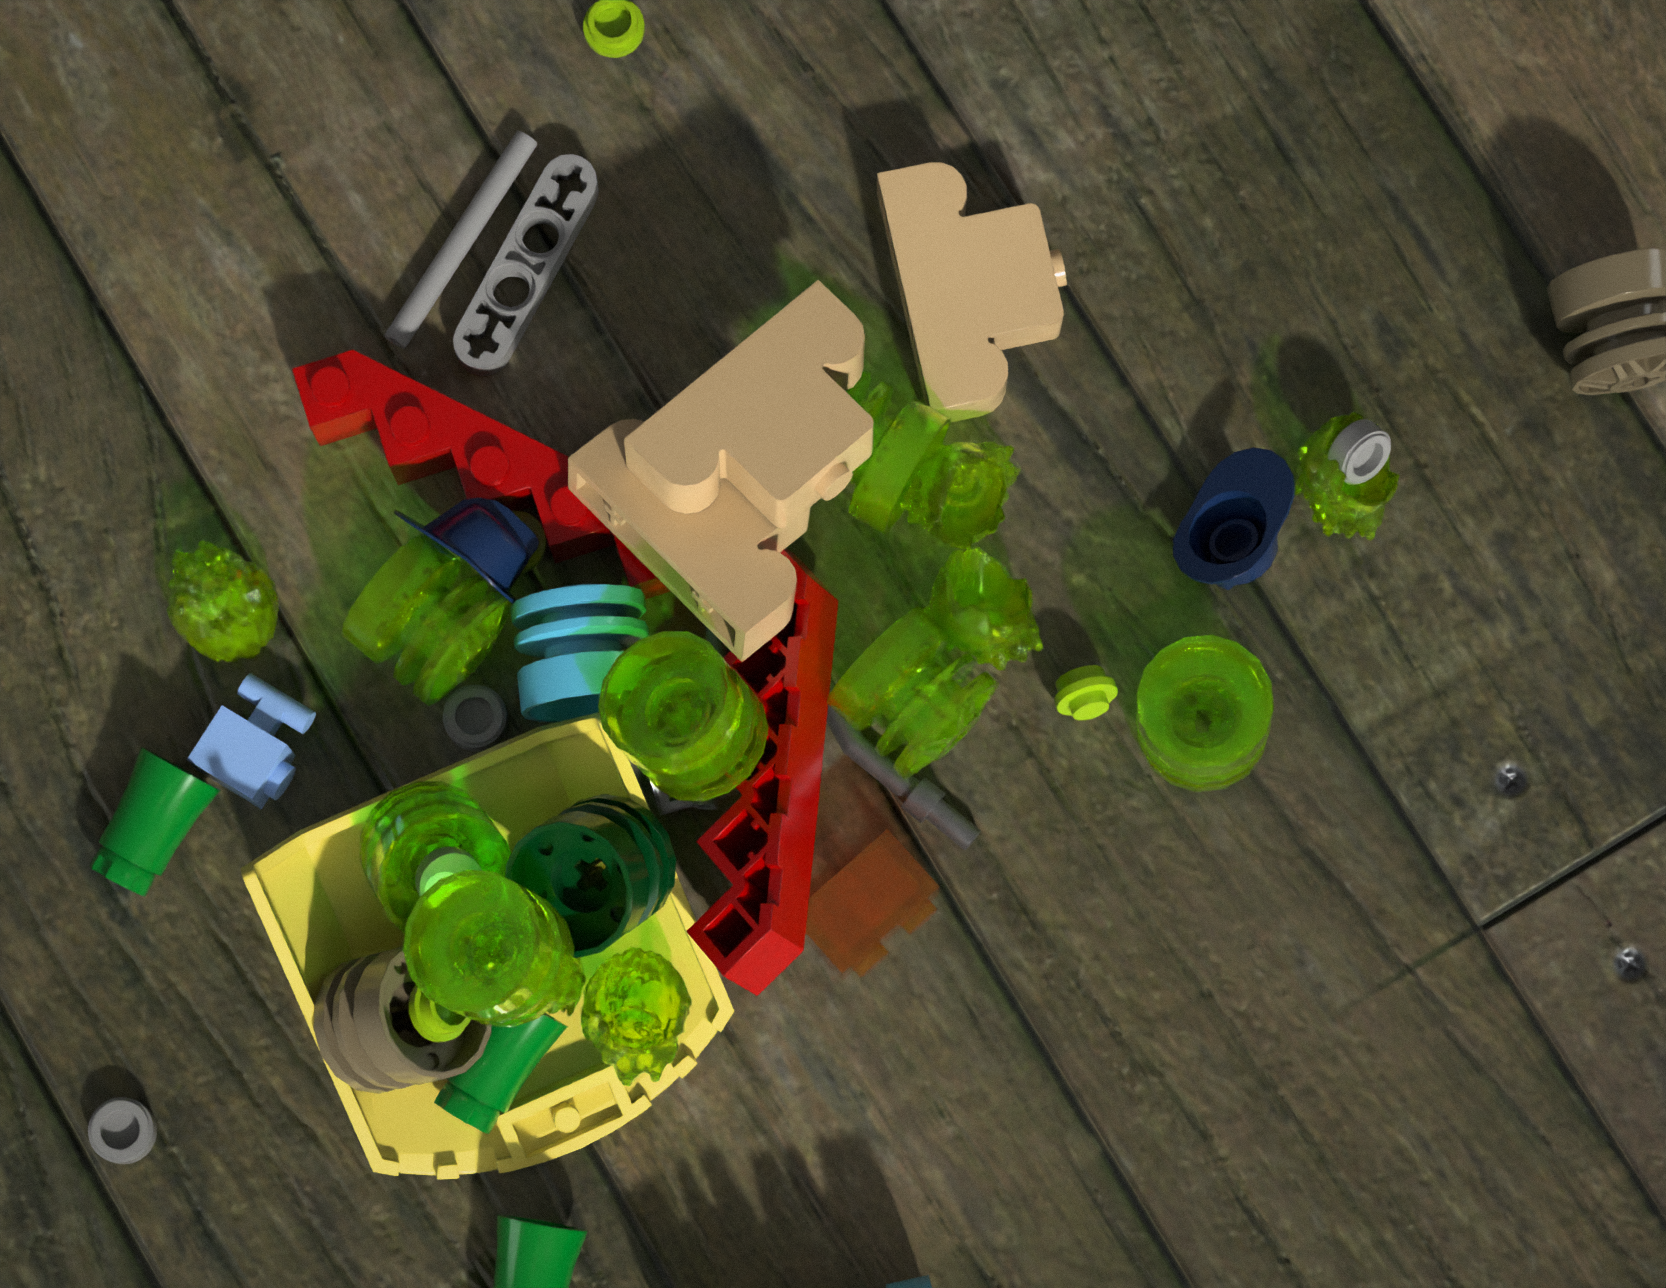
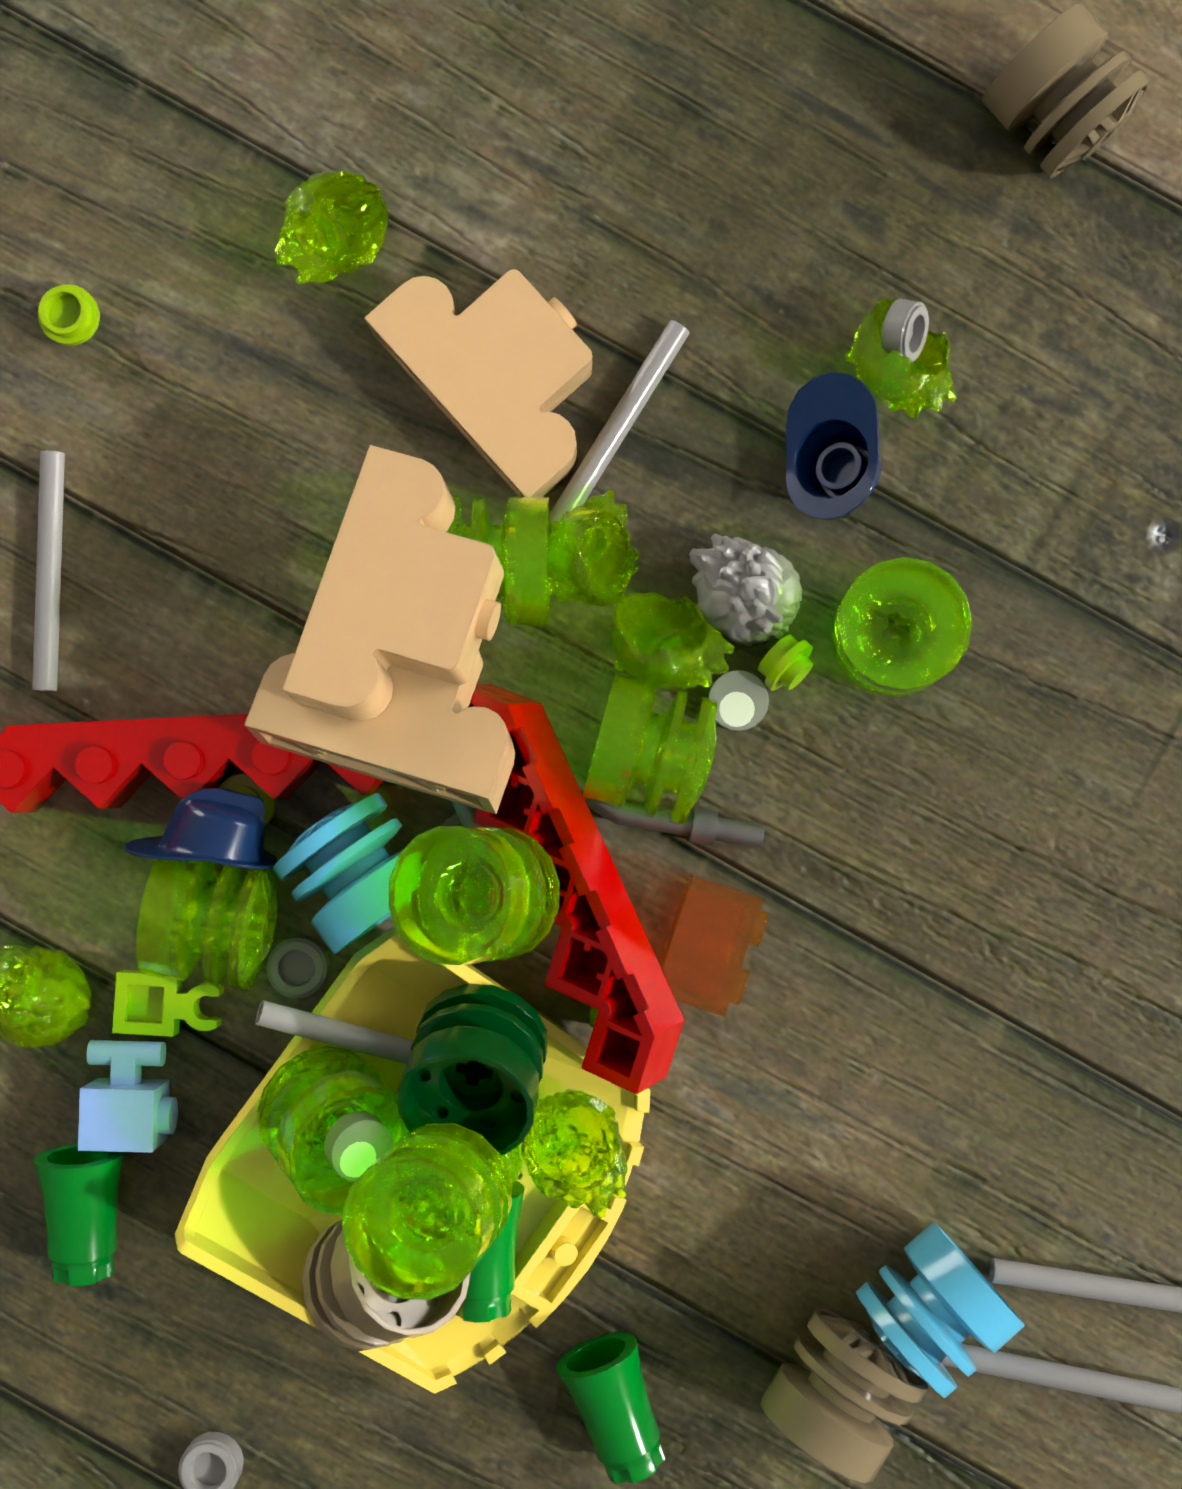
camera: 25 degrees left, 10 degrees up
(329, 674) = (157, 1004): none -> lime plate
(477, 776) = (333, 1032): none -> light grey piece
(520, 262) = (105, 563): light grey beam -> none
(894, 79) = (331, 226): none -> clear neon green hair
(1021, 704) = (740, 700): none -> light grey tile
(1063, 390) = (621, 419): none -> light grey piece
(1085, 607) = (746, 590): none -> light grey hair

